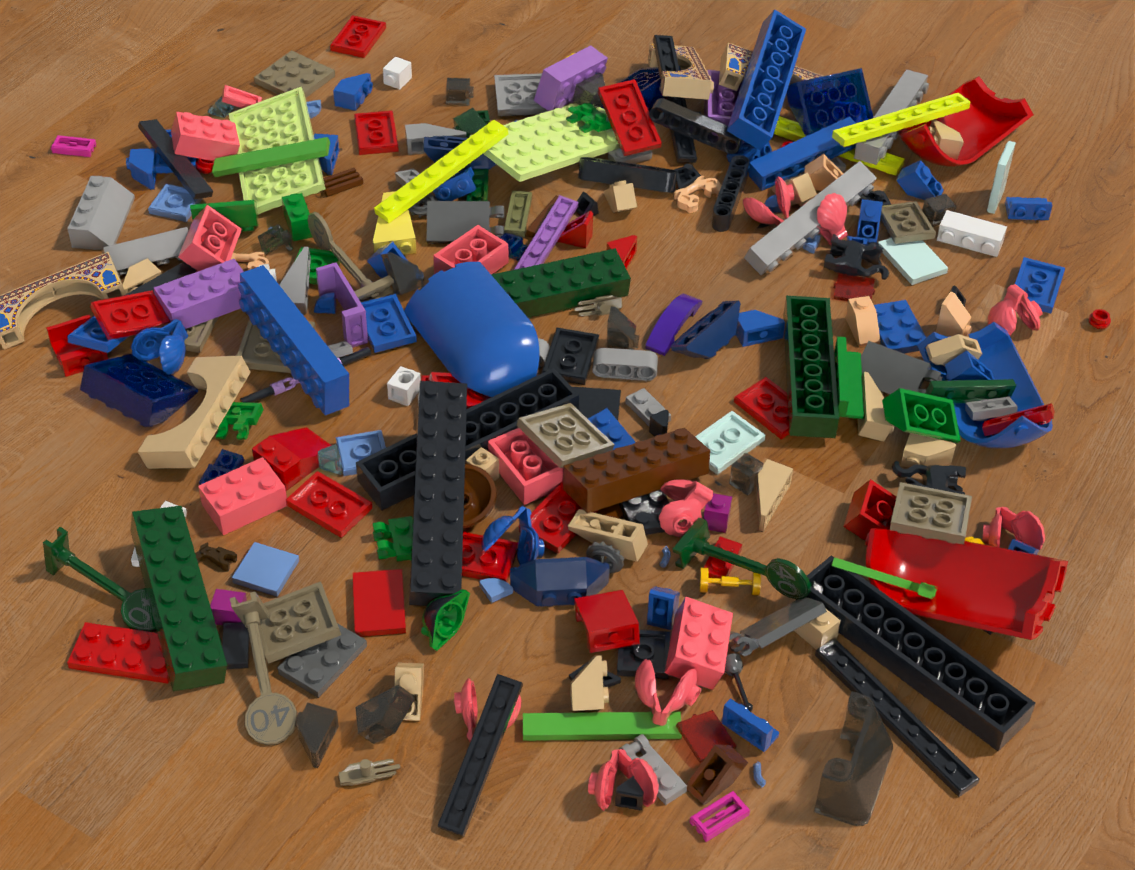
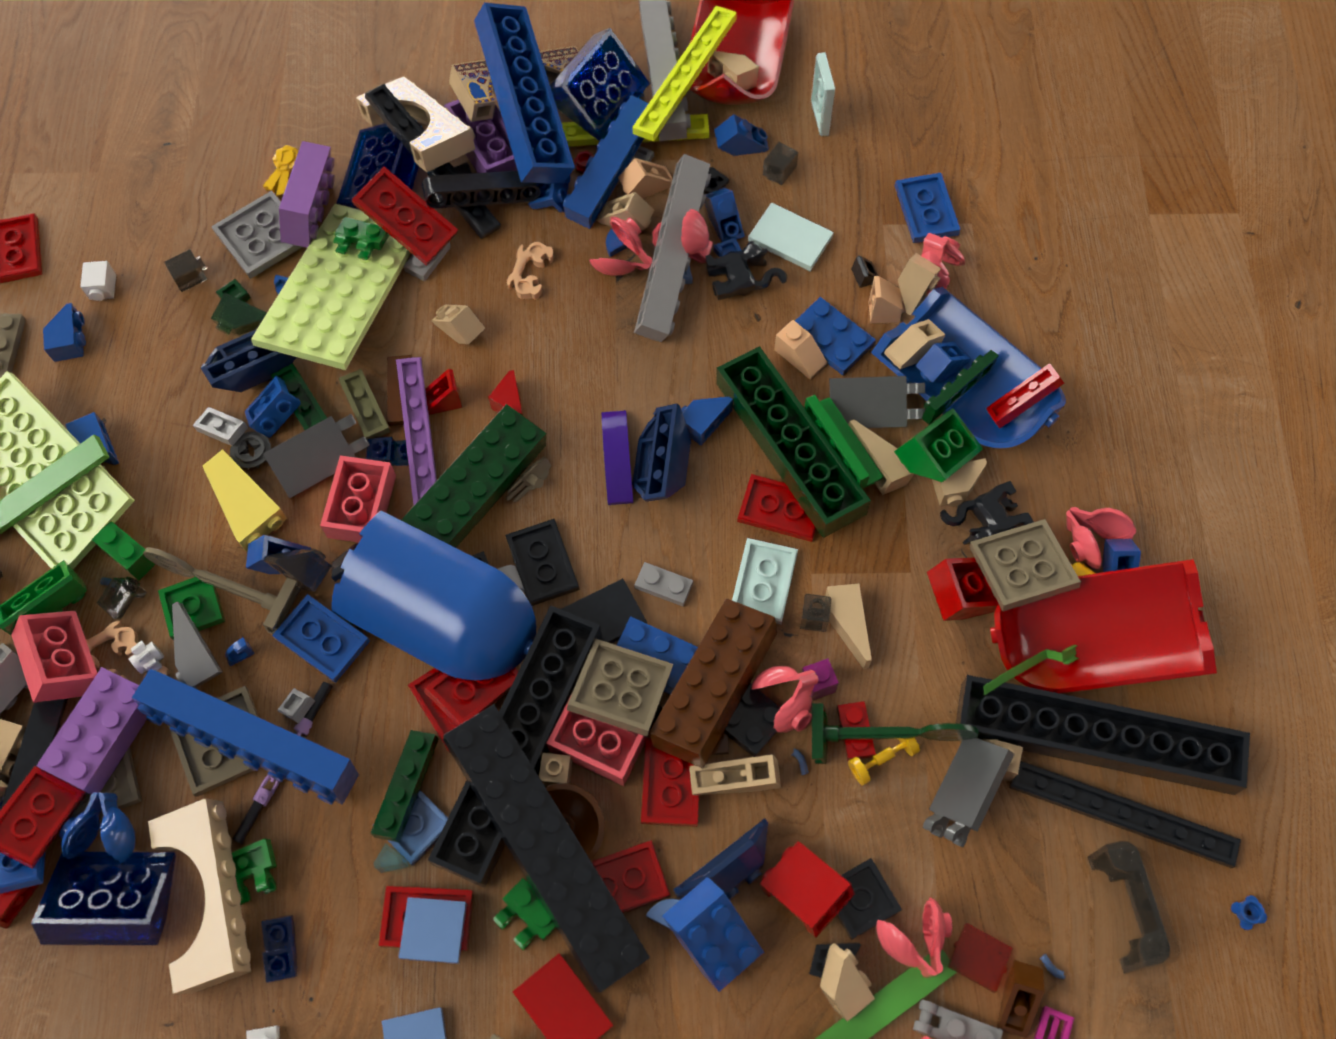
camera: 30 degrees left, 20 degrees up
(243, 496) = (328, 971): coral brick -> none
(291, 454) = (343, 877): red slope -> none
(314, 108) = (33, 381): medium blue tile -> none
(328, 507) = (433, 930): none -> medium blue tile
(332, 280) = (297, 668): medium lavender panel -> none
(342, 181) = (133, 467): reddish brown tile -> none
(374, 425) = (404, 786): none -> dark green plate
(376, 132) = (129, 376): red tile -> none
(403, 386) = (405, 721): white brick -> none
(416, 132) = (192, 353): light grey slope -> none
(440, 171) = (252, 407): neon yellow plate -> none
(444, 617) = (644, 992): green hat -> none
(516, 601) = (713, 933): none -> blue brick
(529, 544) = (669, 845): blue animal -> none
(586, 204) = (430, 353): black slope -> none
(588, 91) = (338, 199): clear smoke slope -> none
(597, 552) = (753, 808): dark grey gear -> none
(621, 331) = (581, 510): clear smoke slope -> none
(625, 364) = (606, 543): light grey beam -> none
(640, 175) = (445, 289): black beam -> none
(659, 423) = (693, 602): black slope -> none
(662, 607) = (845, 830): blue slope -> none
(686, 175) = (504, 254): black piece -> none
(699, 642) = (910, 857): coral brick -> none
(730, 193) = (557, 223): black beam -> none
(733, 668) = (952, 857): hinge -> none
(748, 725) = (1014, 919): blue bracket -> none
(853, 287) = (760, 308): clear red piece -> none
(906, 222) = (761, 196): dark tan tile -> none
(950, 820) = (1257, 912): none -> blue plate
(971, 233) = (829, 176): white brick -> none
(984, 311) = (916, 280): none -> tan slope
(990, 408) = (986, 392): light grey plate -> none
(1028, 208) = (858, 112): blue bracket -> none
(1099, 319) = (1006, 218): red plate -> none

